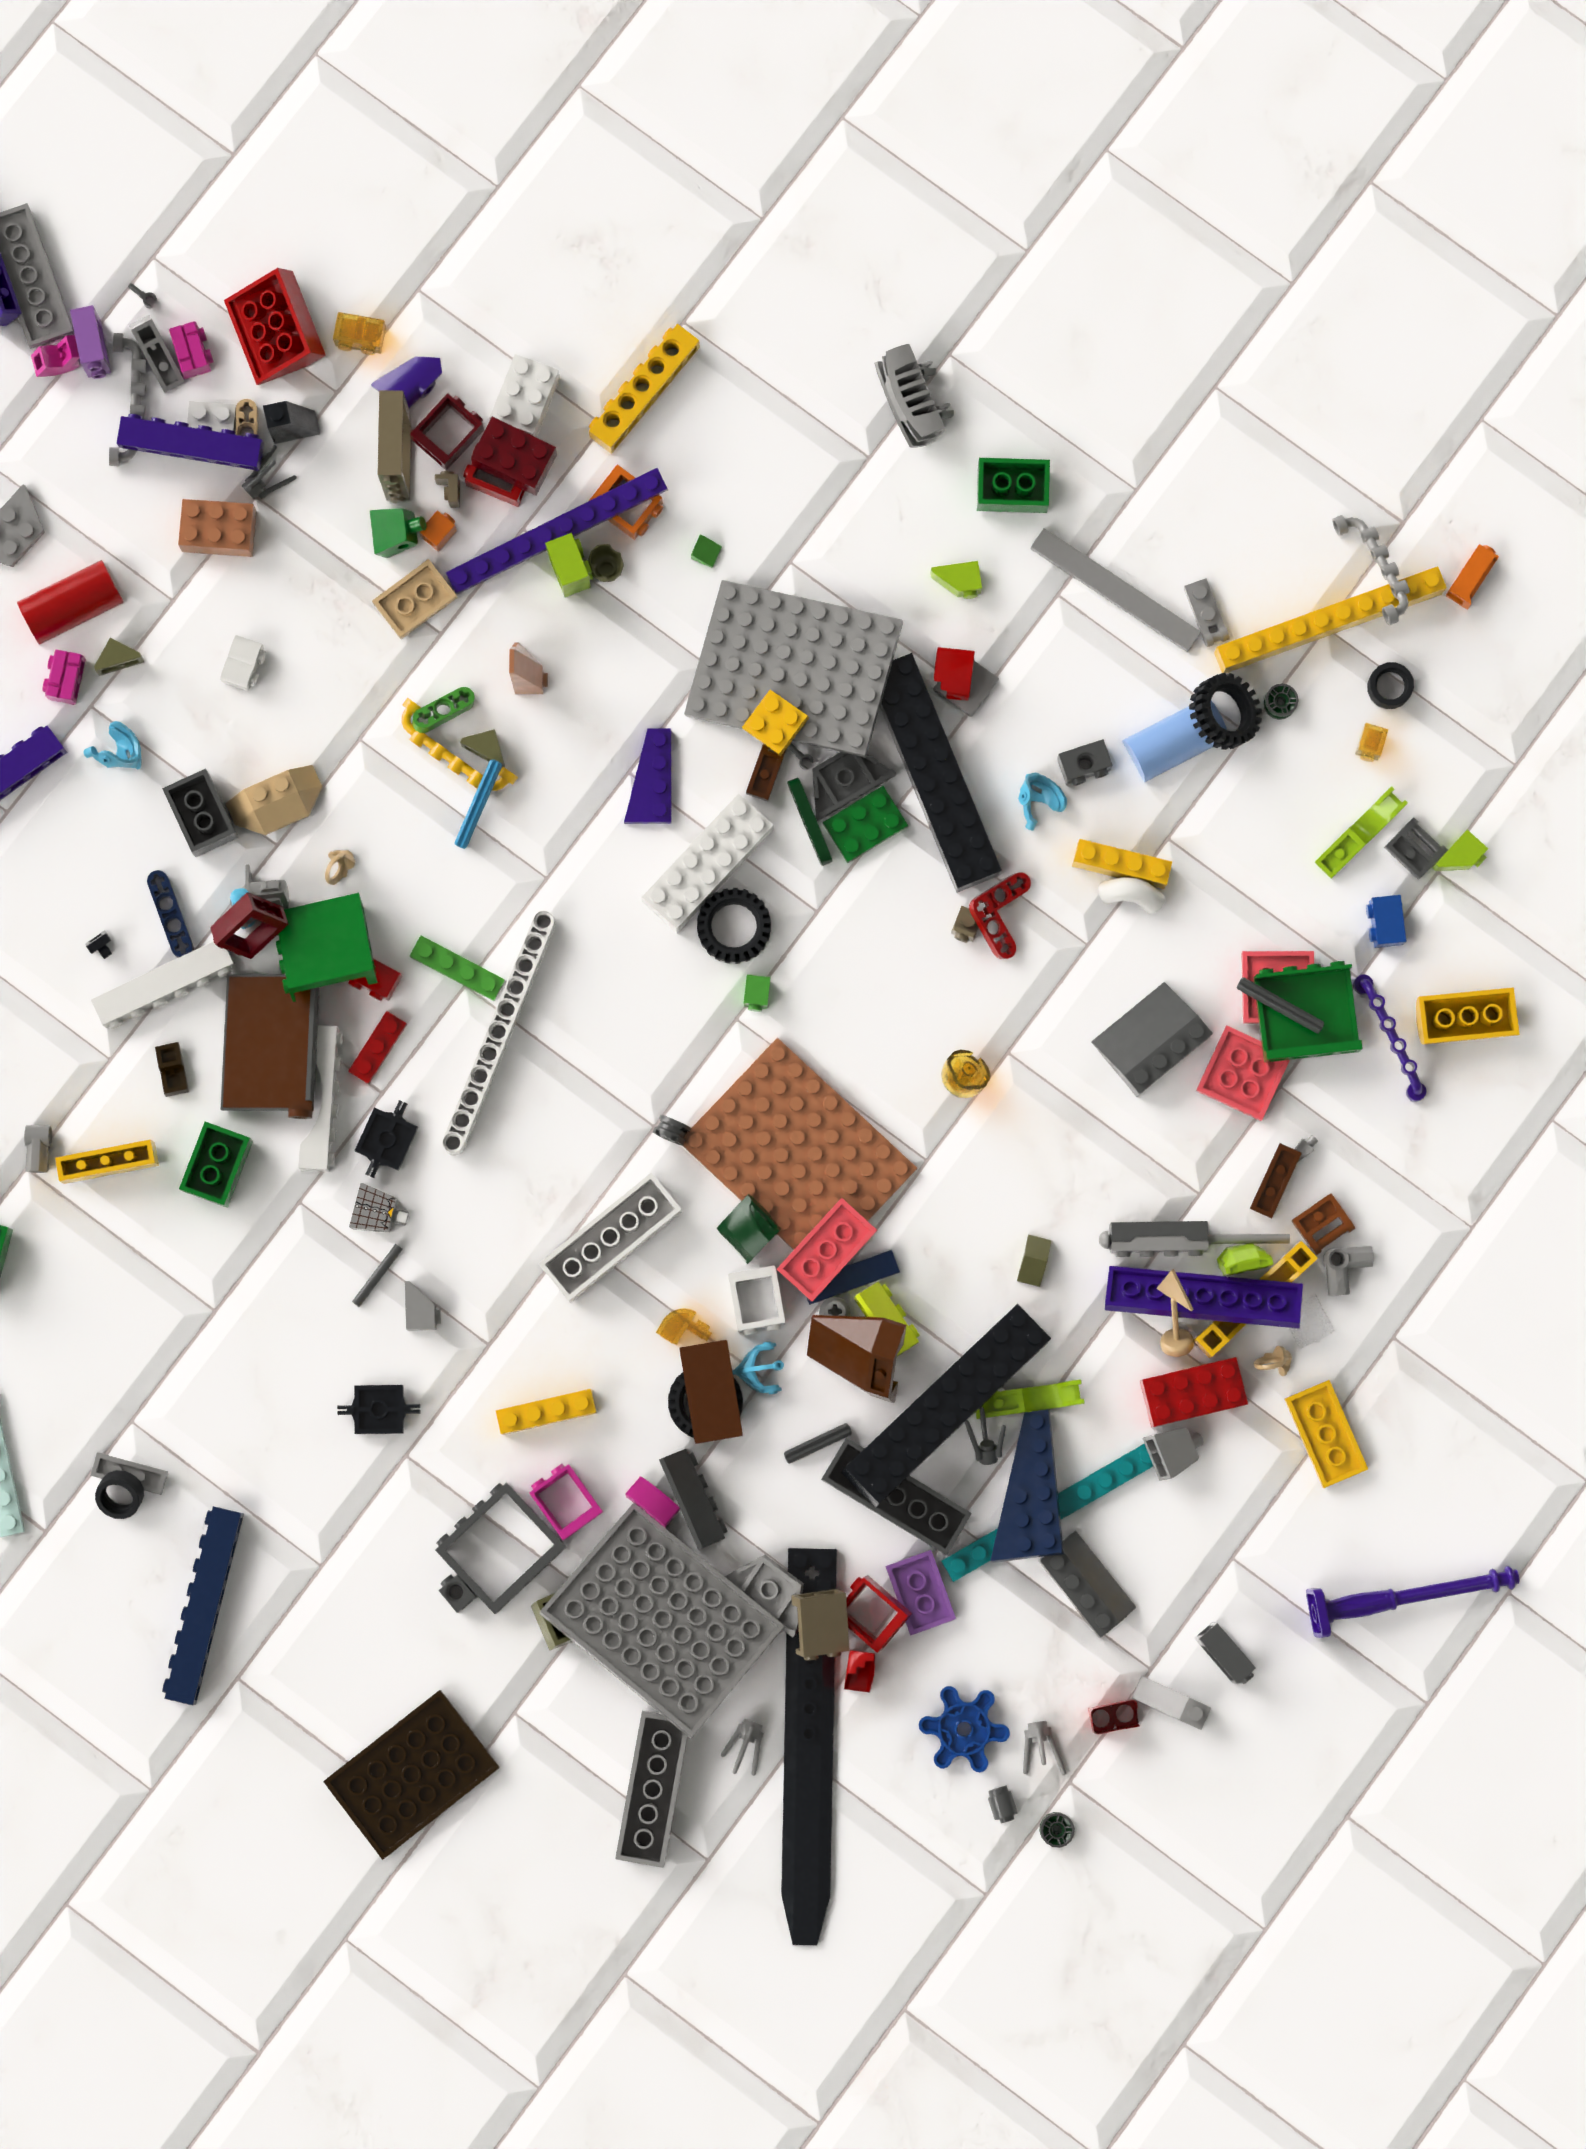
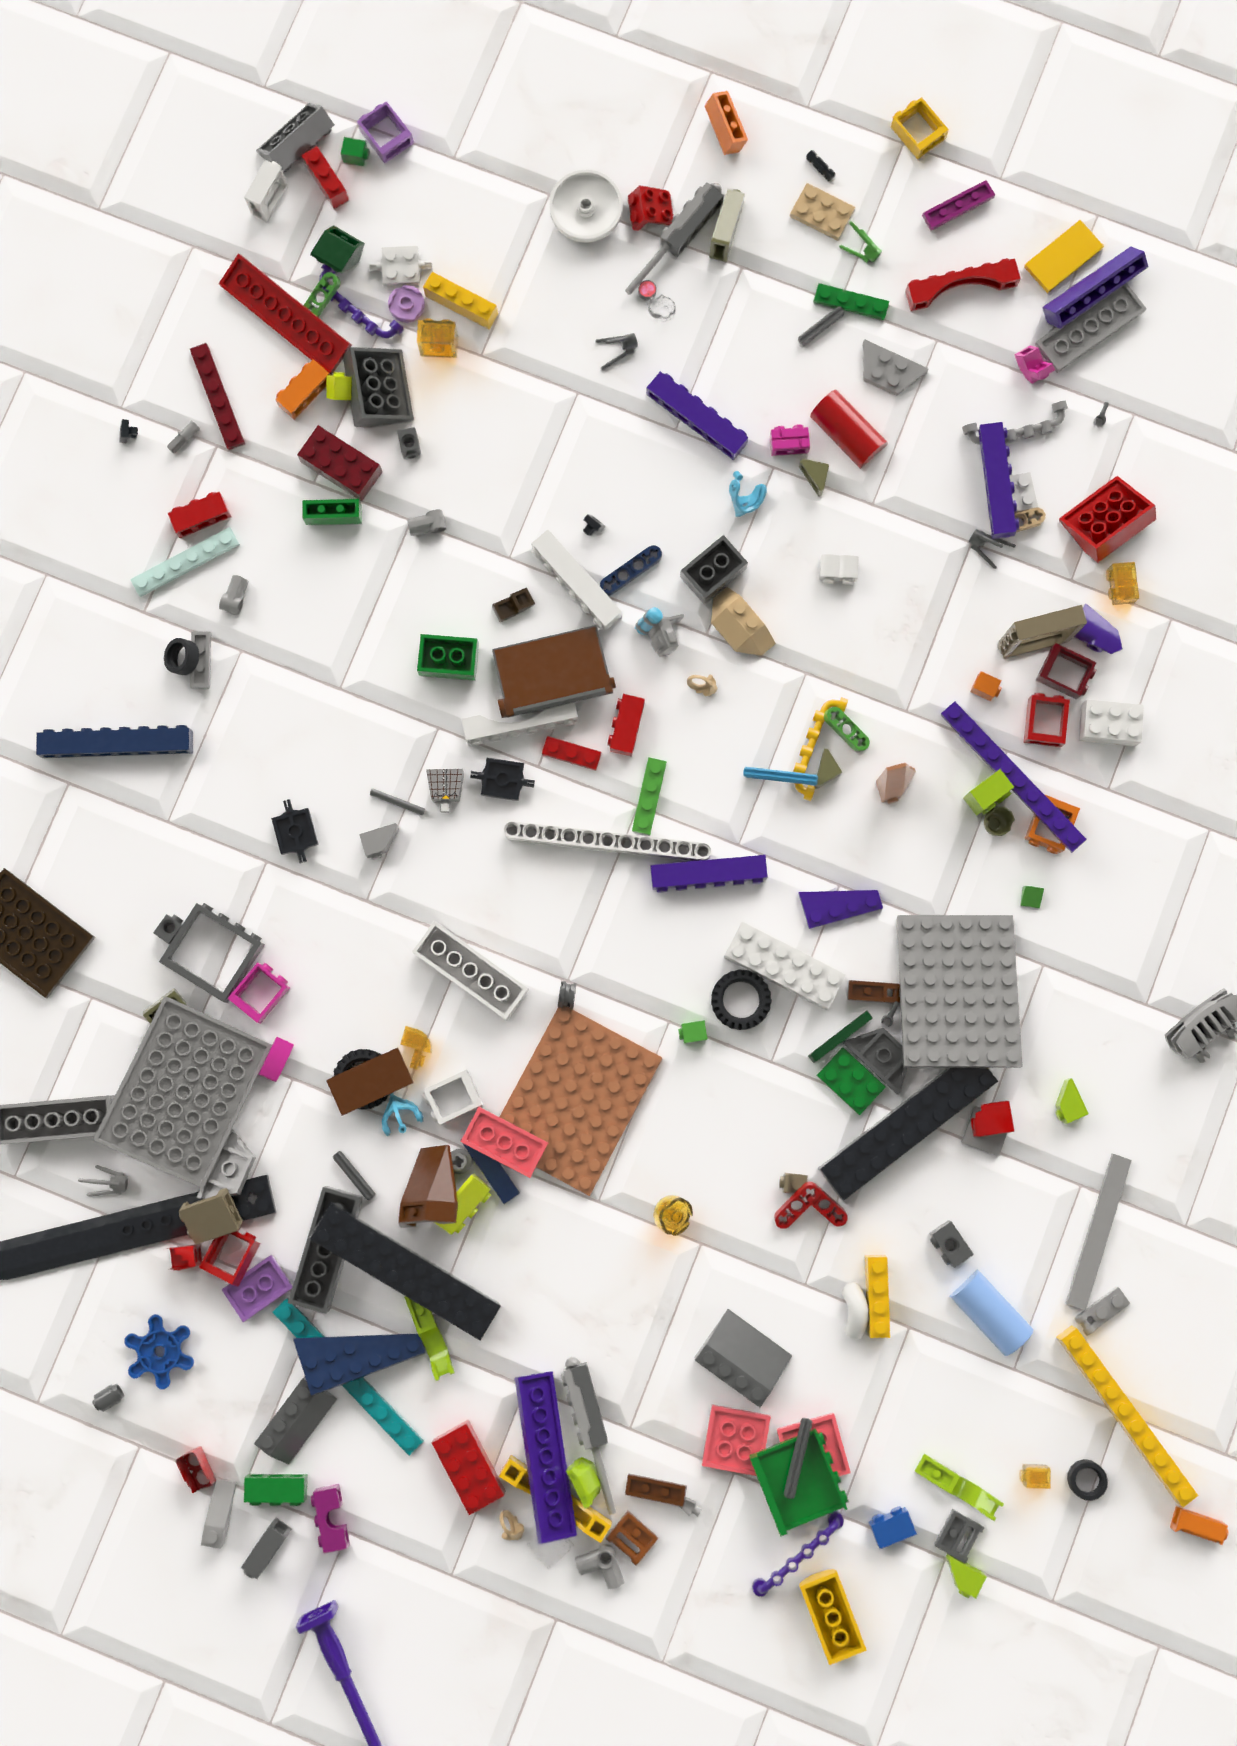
camera: 80 degrees right, 0 degrees up
(64, 1414) = (233, 599): none -> light grey piece
(90, 342) = (1053, 384): medium lavender window -> none
(107, 1161) = (429, 576): yellow brick -> none
(156, 353) = (1060, 436): light grey slope -> none
(190, 349) = (1070, 461): dark pink brick -> none
(217, 527) = (938, 520): nougat brick -> none
(247, 907) = (649, 628): dark red window -> none
(290, 421) = (1037, 549): black slope -> none
(325, 945) = (637, 689): green panel -> none
(394, 530) = (975, 653): green torso -> none
(414, 599) = (926, 683): tan plate -> none
(452, 491) = (1020, 688): dark tan bracket -> none
(514, 456) = (1062, 726): dark red brick -> none
(546, 1411) = (324, 958): yellow brick -> none
(570, 922) = (709, 872): none -> dark purple brick
(612, 437) = (1100, 799): yellow brick -> none
(692, 1498) = (284, 1089): dark grey slope -> none
(748, 1228) = (506, 1076): dark green slope -> none
(775, 722) = (910, 988): yellow plate -> none
(987, 1452) = (379, 1312): dark grey plant -> none
(1013, 485) = (1159, 1126): green brick -> none
(1034, 1260) = (541, 1309): olive slope -> none
(1038, 1733) = (170, 1411): light grey plant -> none
(1050, 795) = (916, 1223): medium azure helmet -> none
(1062, 1838) = (92, 1453): wheel -> none
(1160, 1628) = (275, 1489): none -> green brick
(1173, 1451) = (416, 1463): light grey torso -> none
(1175, 1341) = (506, 1442): tan piece -> none
(1203, 713) = (1033, 1365): black tyre -> none
(1233, 1573) = (331, 1536): none -> magenta arch
(1288, 695) = (1054, 1397): dark green wheel -> none
(1326, 1434) = (463, 1584): yellow plate -> none
(1379, 554) = (1193, 1443): light grey bar -> none

